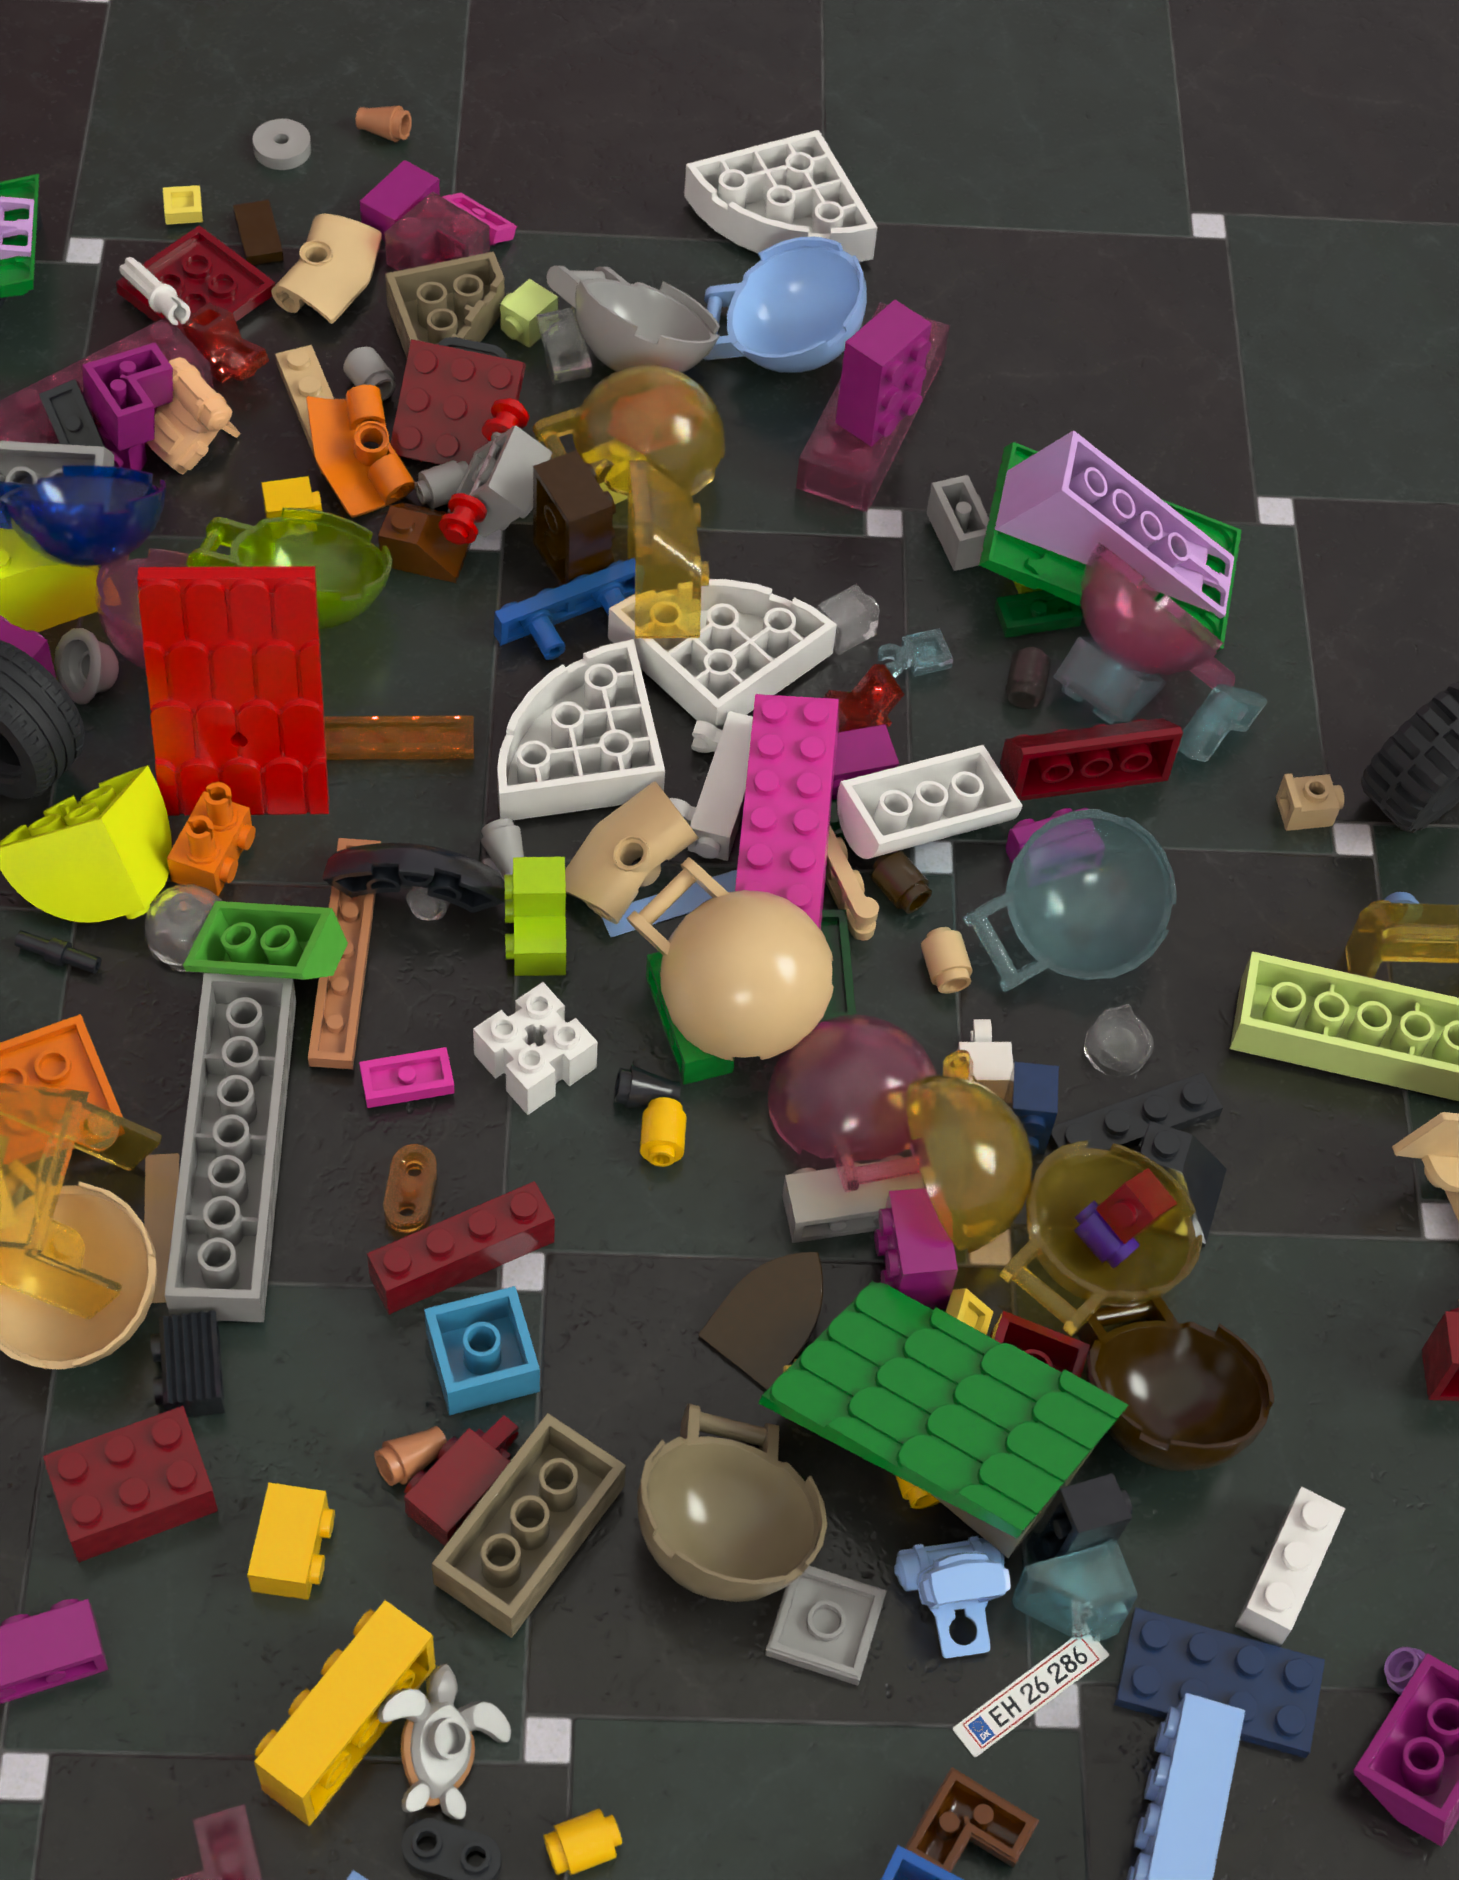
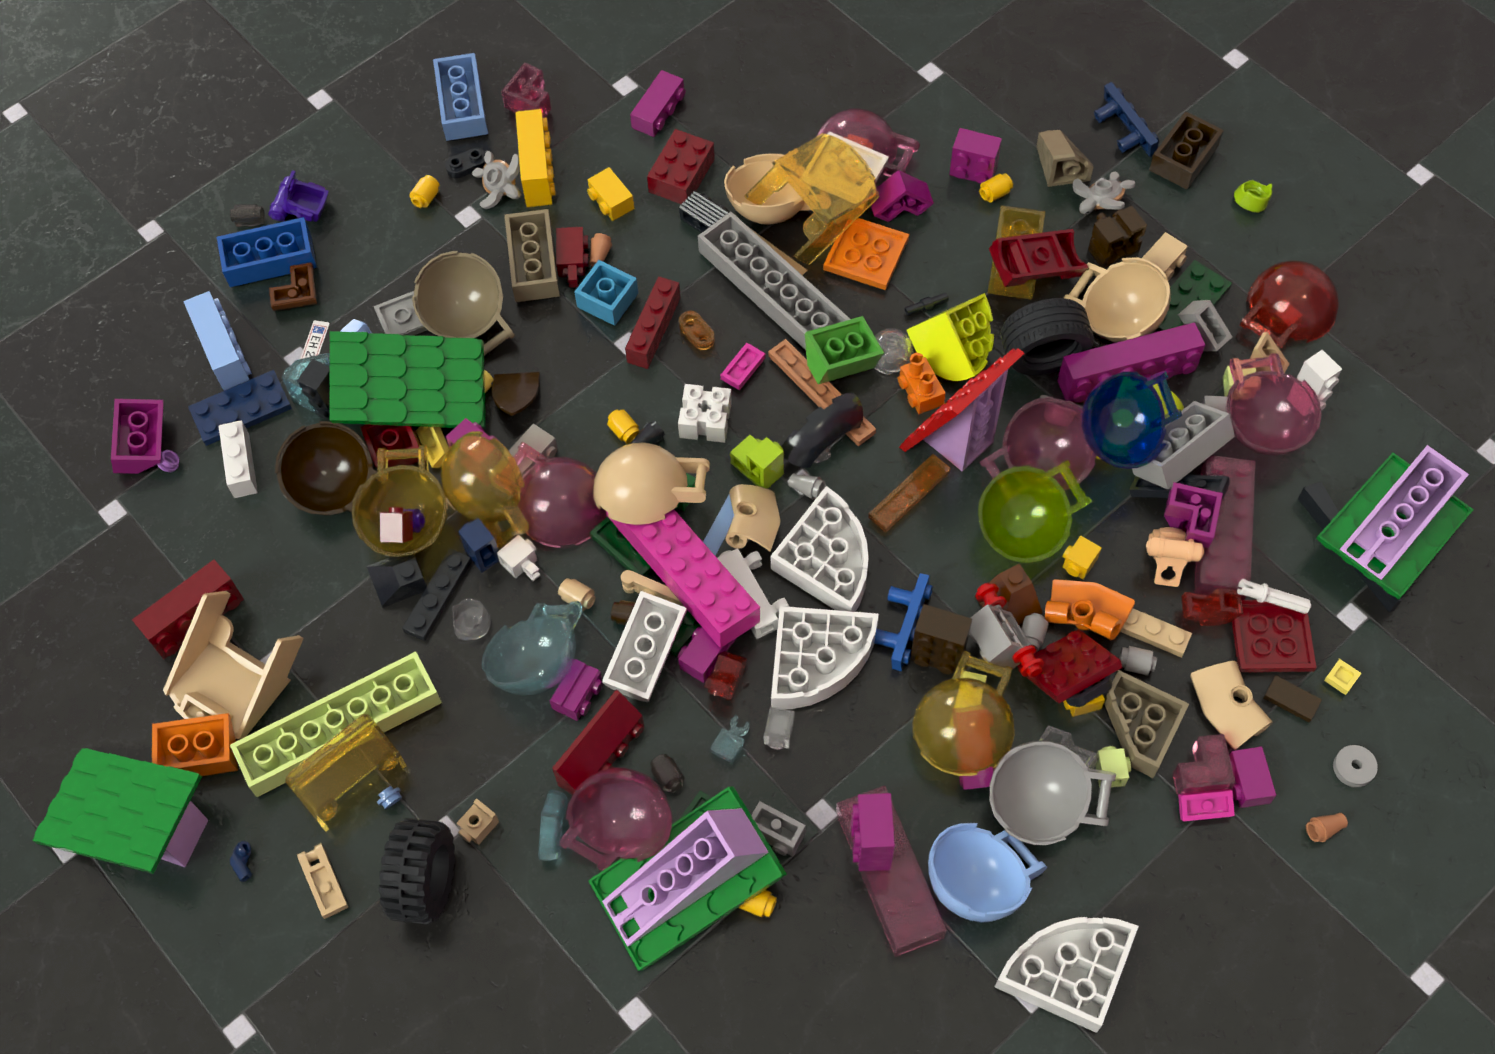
camera: 145 degrees right, 5 degrees up
(665, 553) = (886, 648): clear yellow windscreen -> none

